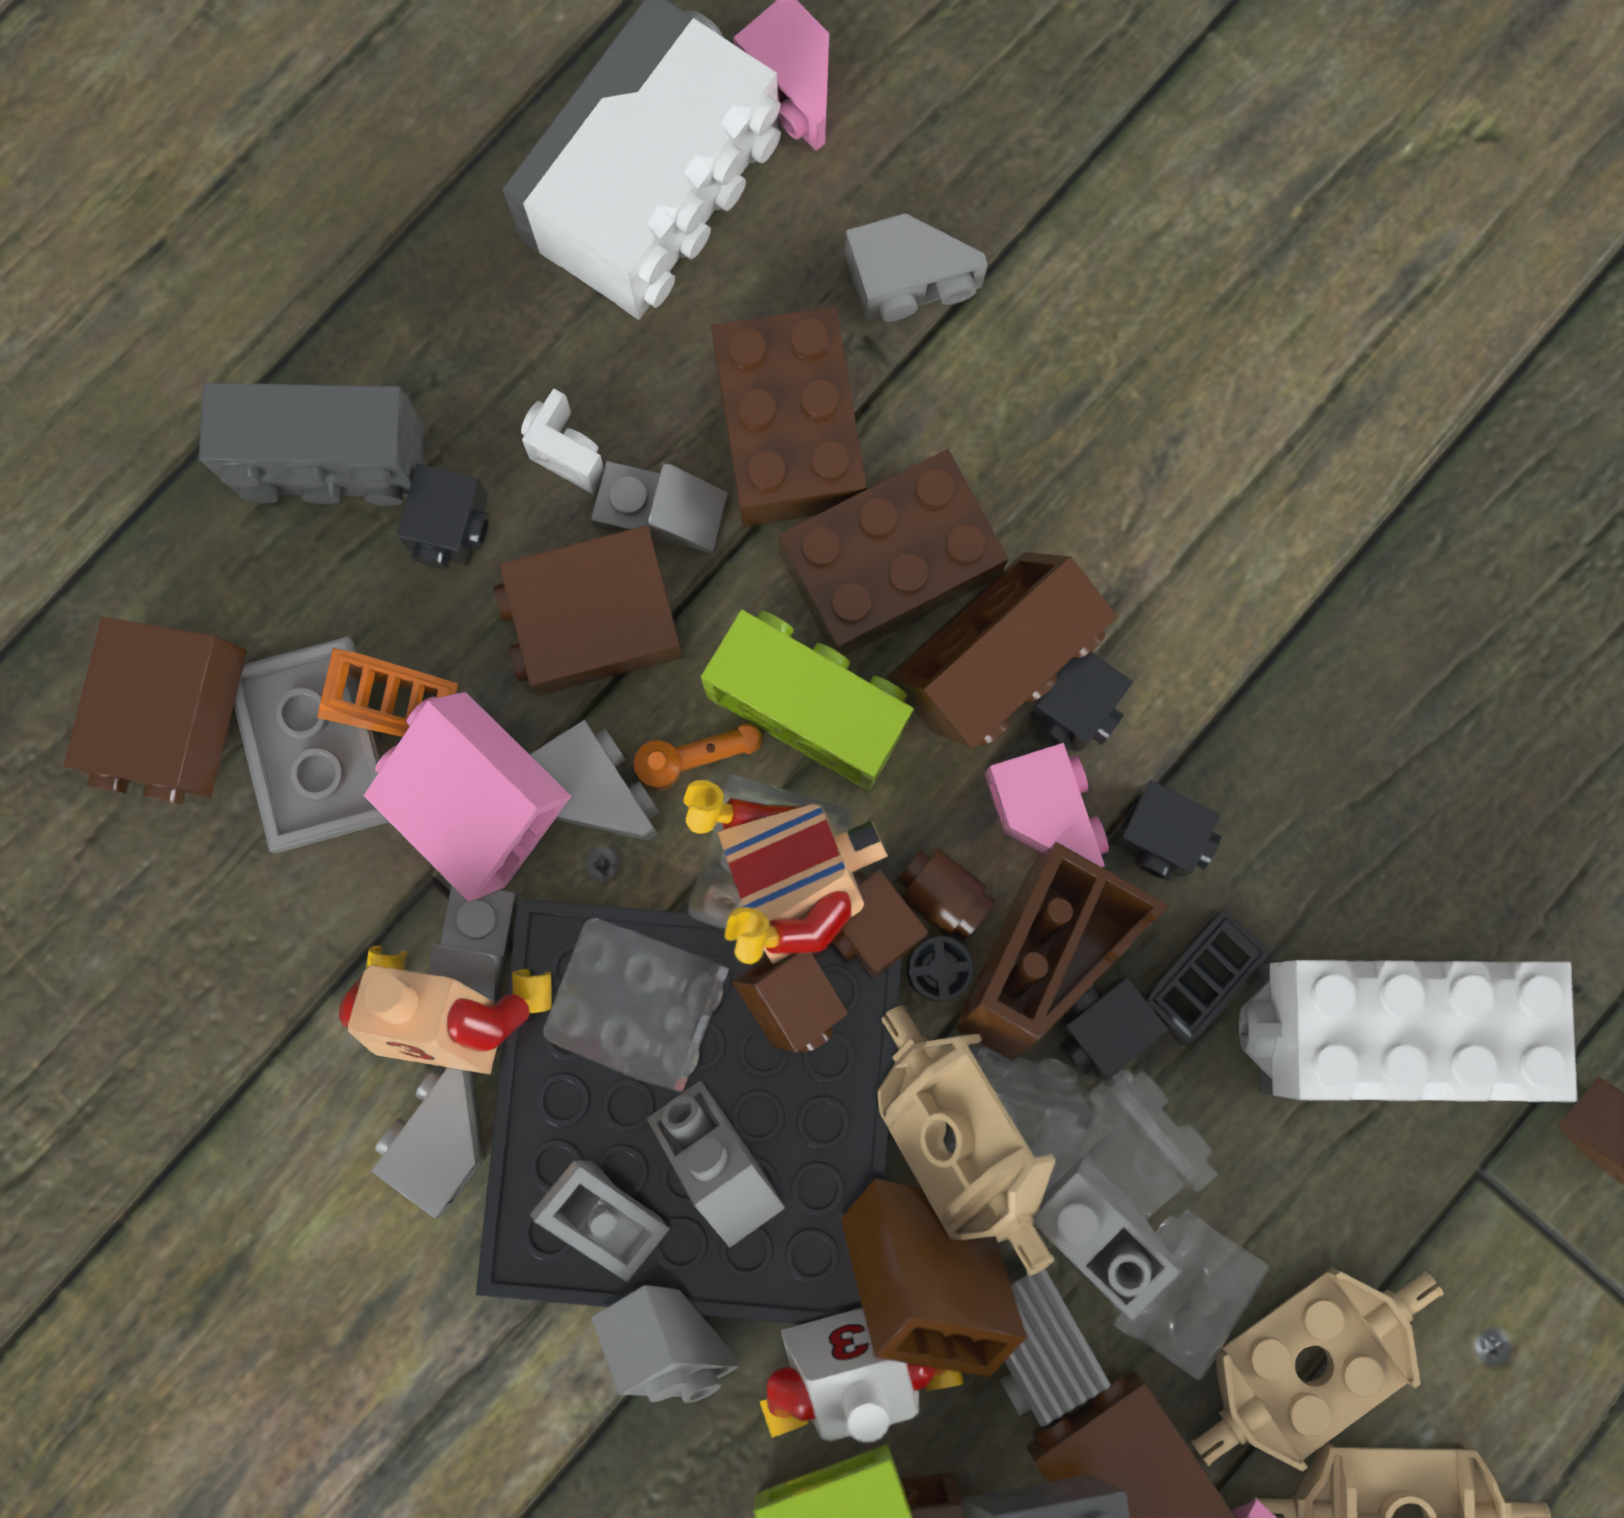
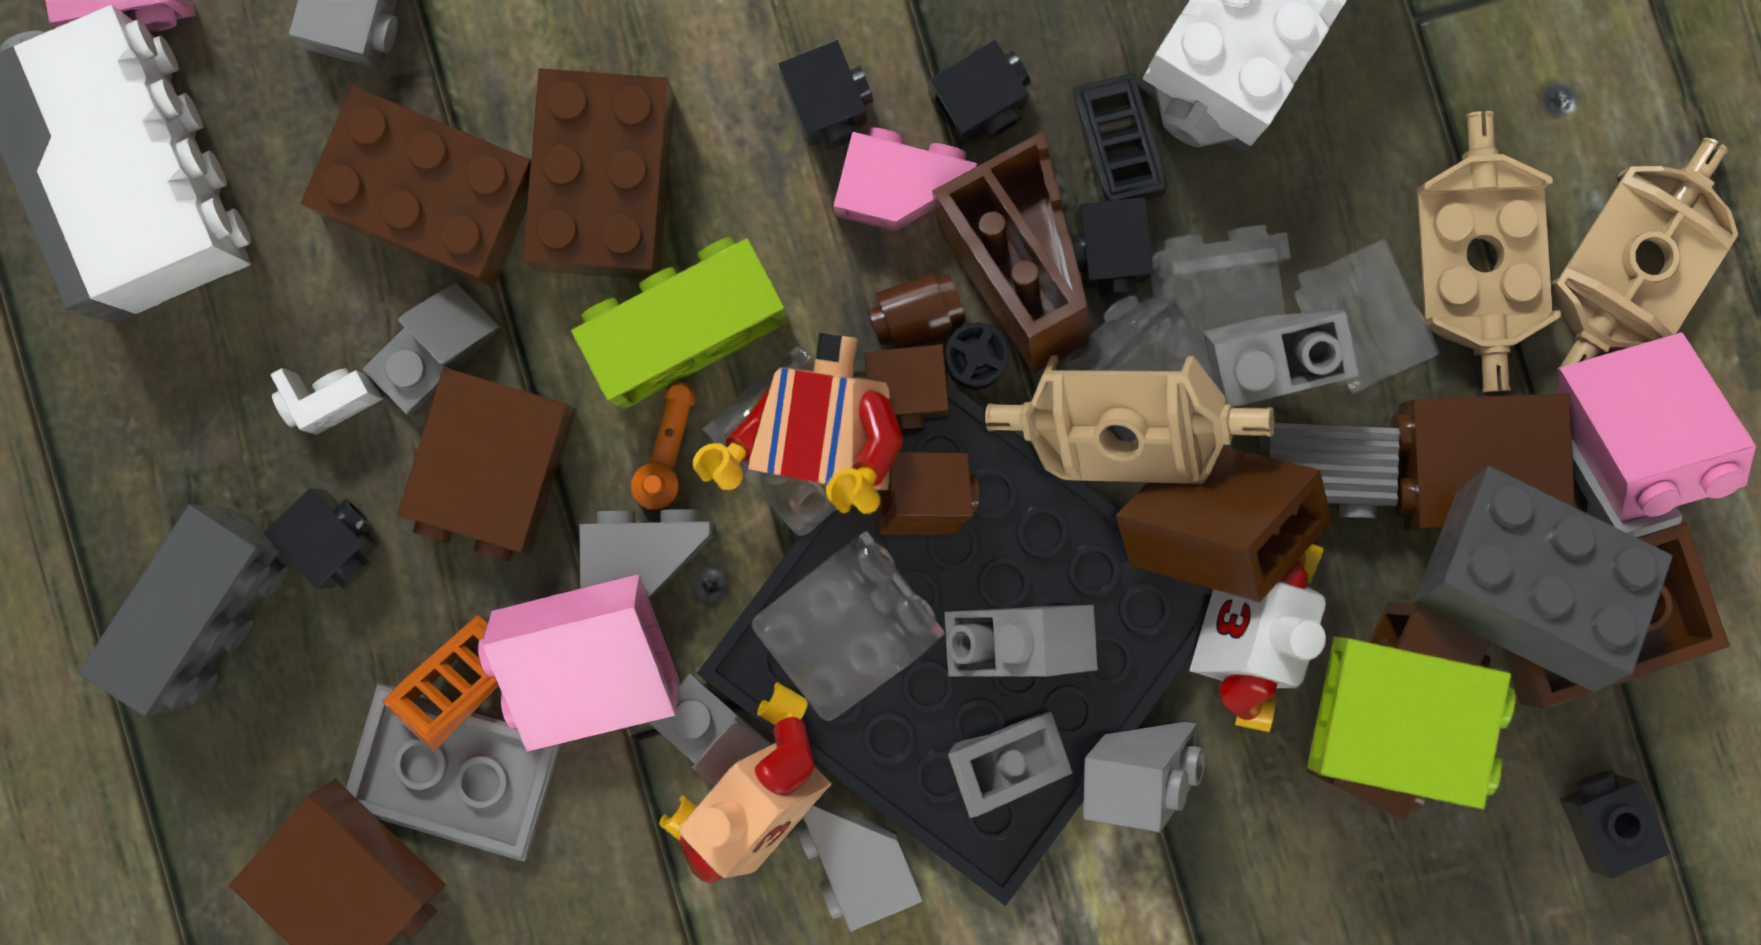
camera: 55 degrees left, 5 degrees up
(1004, 648) = (741, 130): reddish brown brick -> none

